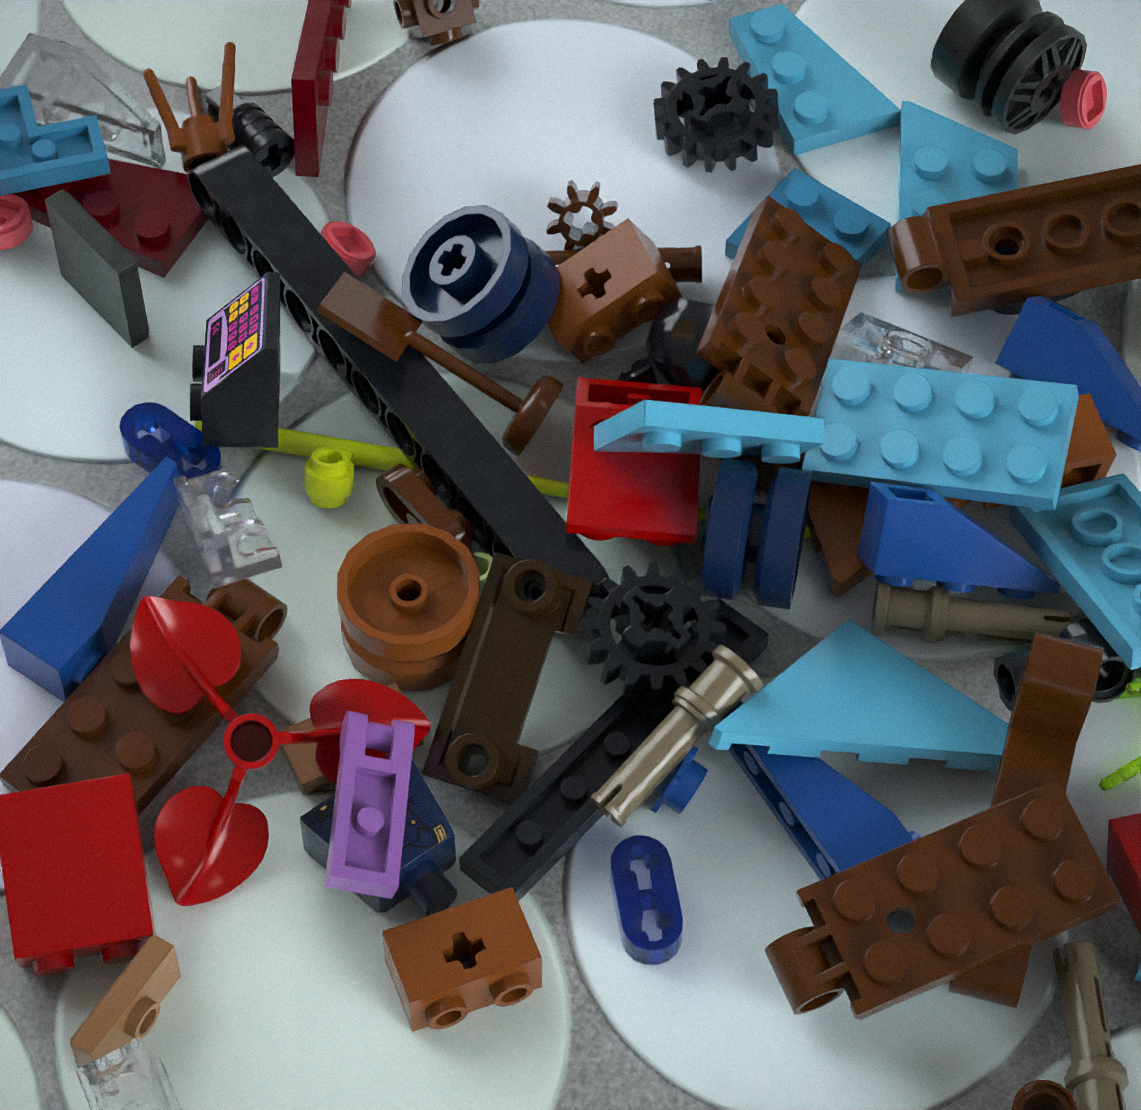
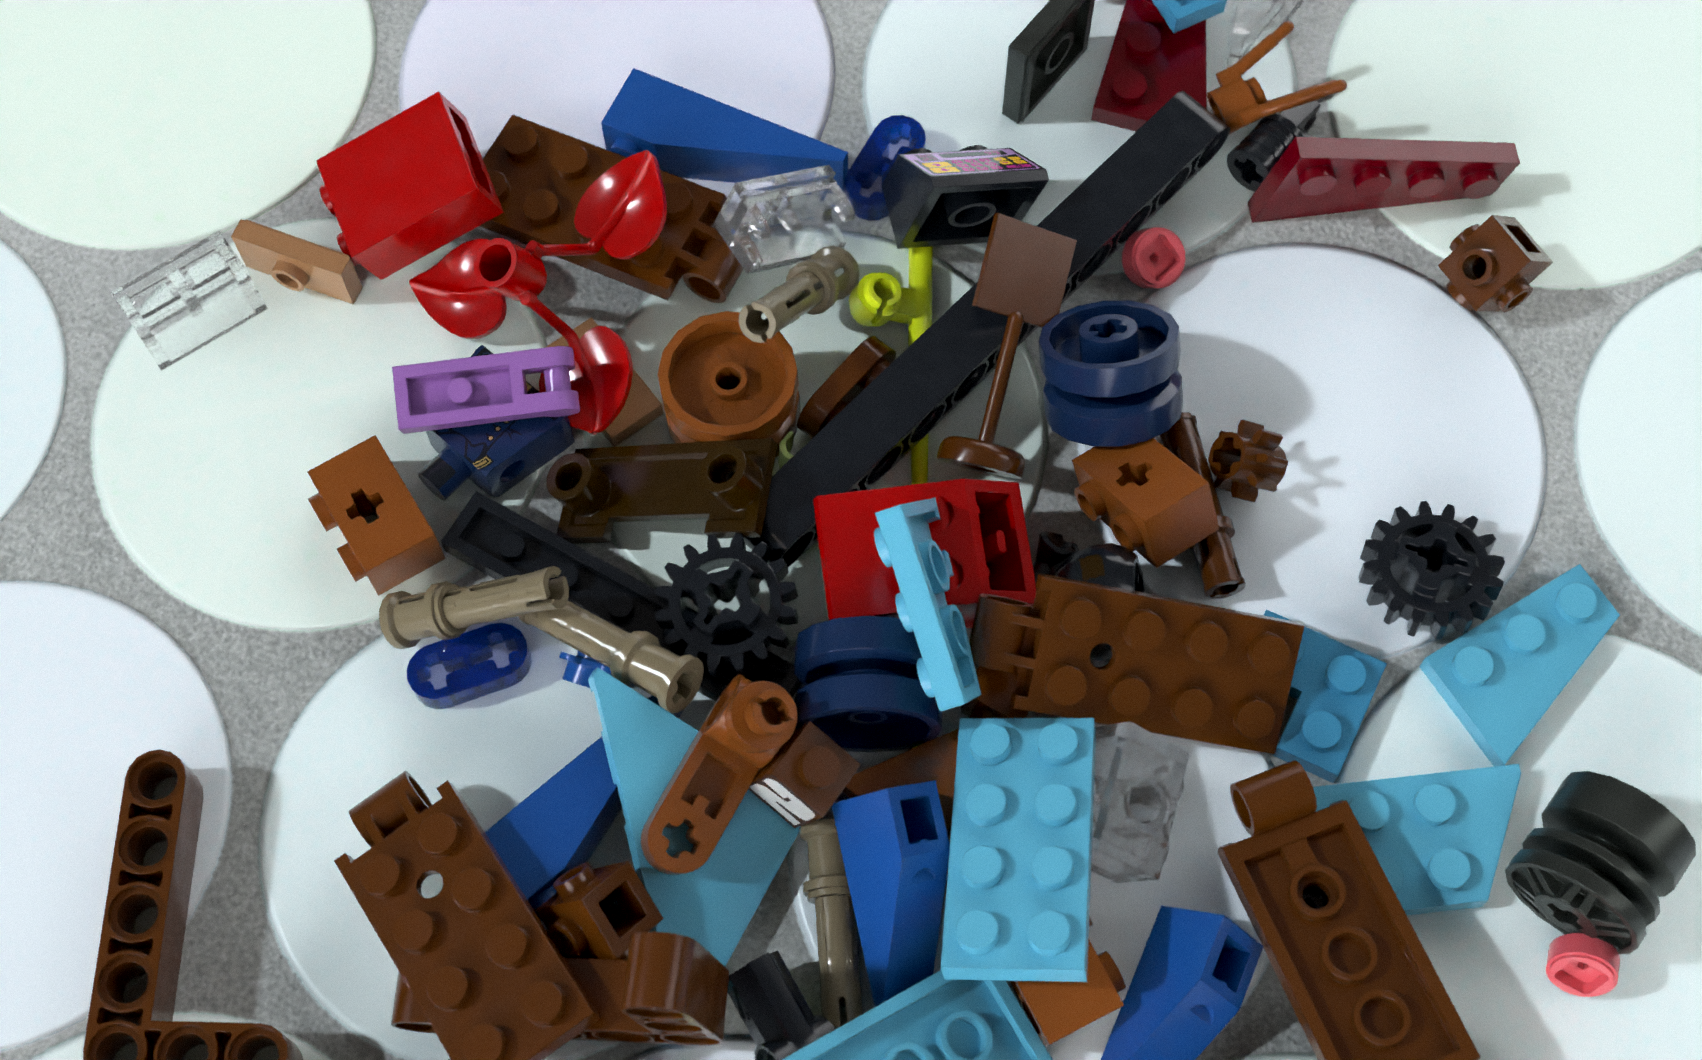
camera: 80 degrees right, 10 degrees up
(315, 515) = (808, 289): none -> dark tan pin
(597, 888) = (450, 609): none -> dark tan pin
(789, 640) = (717, 770): none -> dark orange piece
(836, 599) = (804, 776): none -> reddish brown brick
(943, 782) = (598, 911): none -> reddish brown brick

